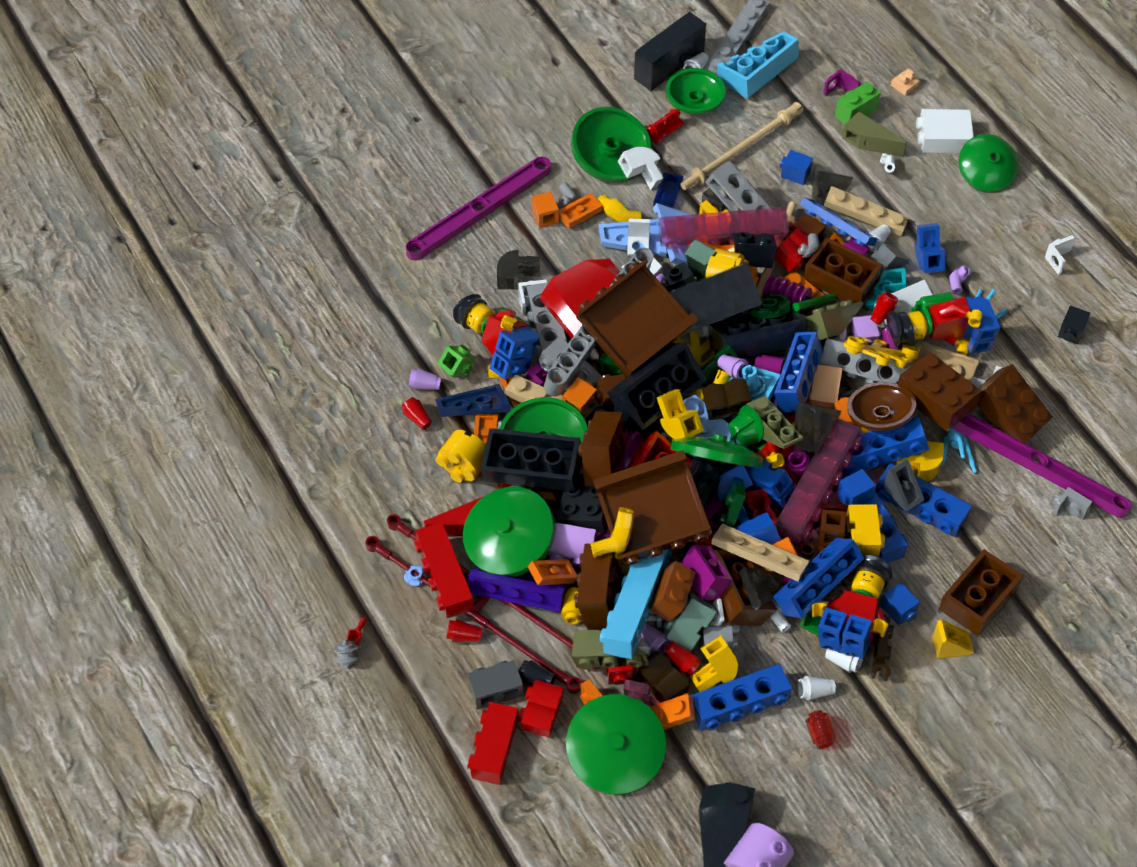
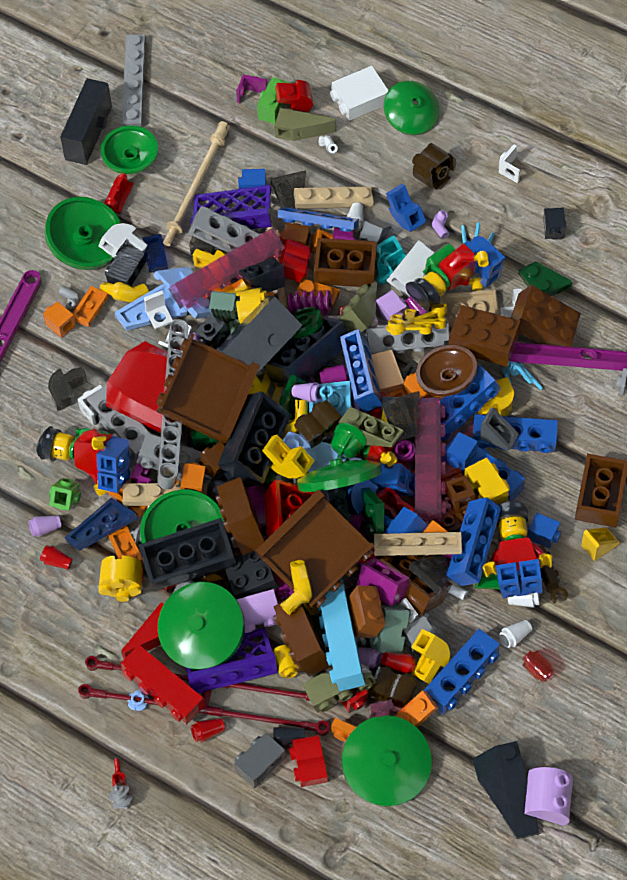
camera: 25 degrees left, 5 degrees up
(493, 743) = (286, 810): red brick -> none
(552, 572) = (256, 642): orange plate -> none
(634, 189) = (126, 266): none -> black brick
(697, 61) = (113, 121): white cone -> none
(759, 65) = (169, 103): medium azure wedge -> none
(776, 195) = (252, 217): none -> dark purple fence
(813, 245) = (308, 256): light grey arm -> none
(813, 302) = (336, 301): green bar -> none
(881, 105) = (295, 94): none -> red brick
(884, 304) = (400, 277): red cone -> none
(905, 82) = (301, 61): light nougat tile -> none
(979, 222) = (433, 166): none -> dark brown brick
(1035, 372) = (544, 278): none -> dark green wing

